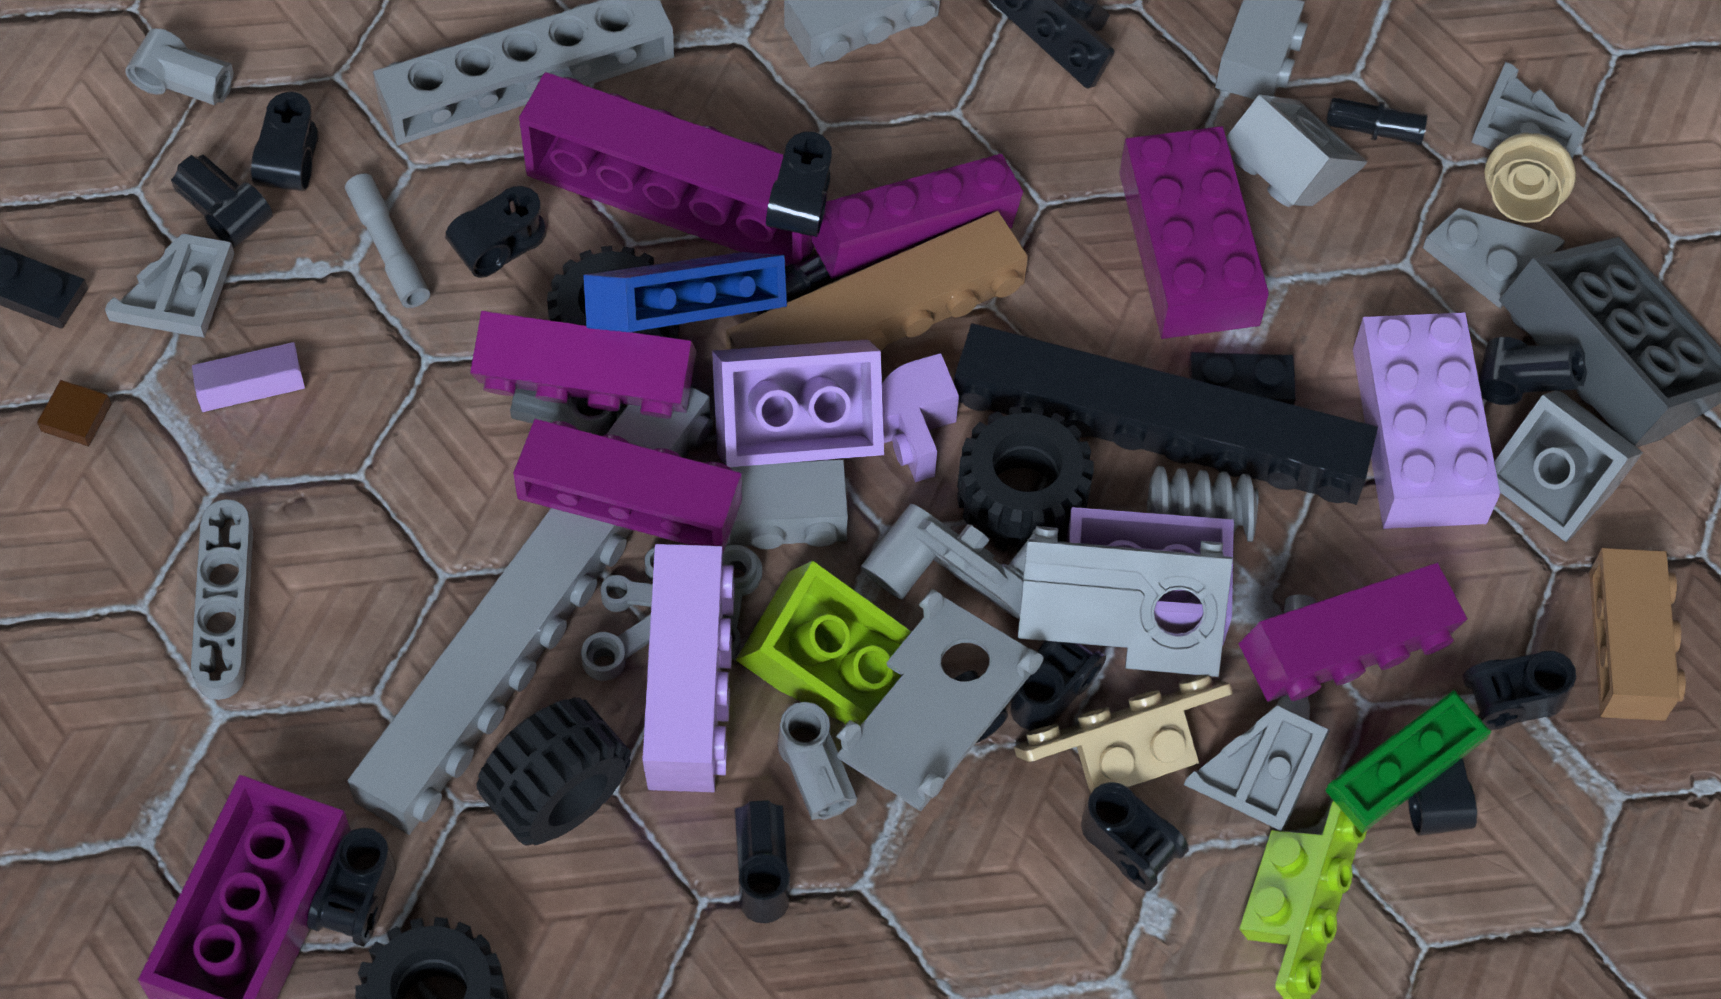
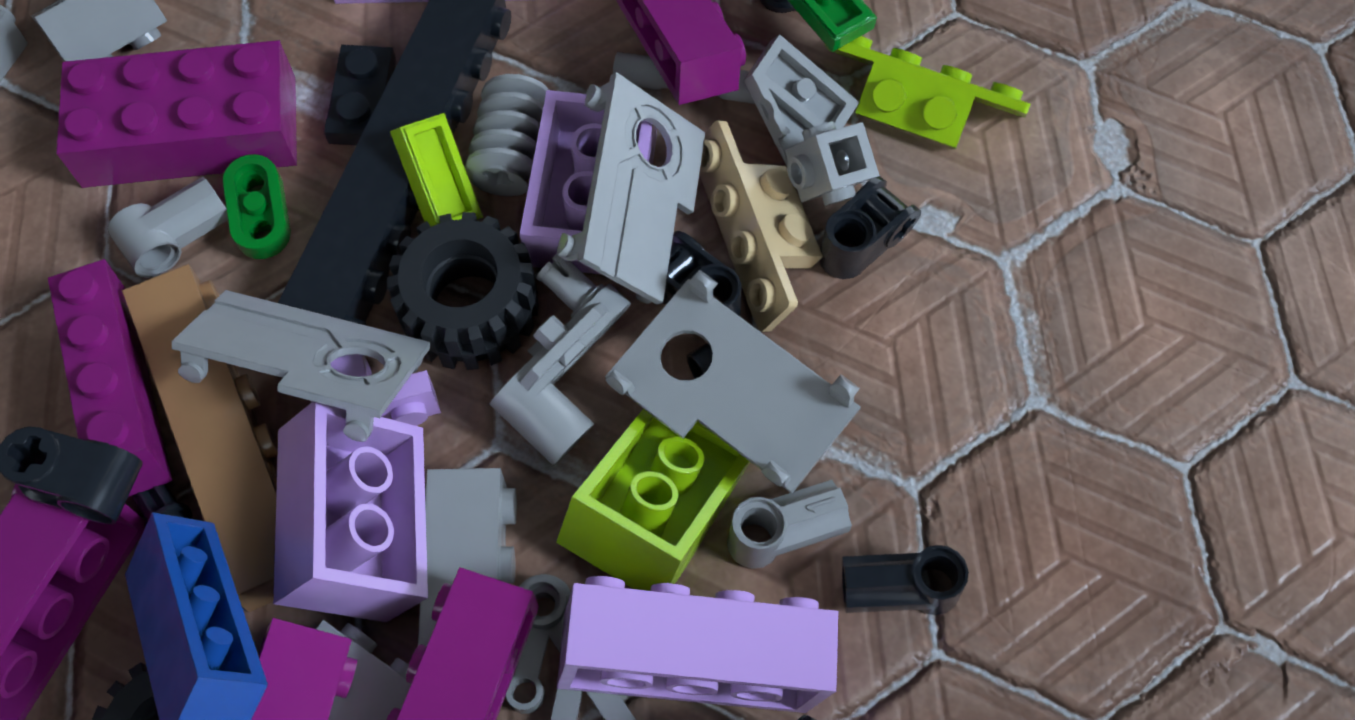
camera: 85 degrees left, 5 degrees up
(941, 329) = (300, 350): none -> light grey piece
(1069, 232) = (155, 234): none -> light grey piece
(1101, 306) = (256, 211): none -> green plate
(1142, 442) = (435, 169): none -> lime tile
(1166, 791) = (831, 162): none -> light grey brick

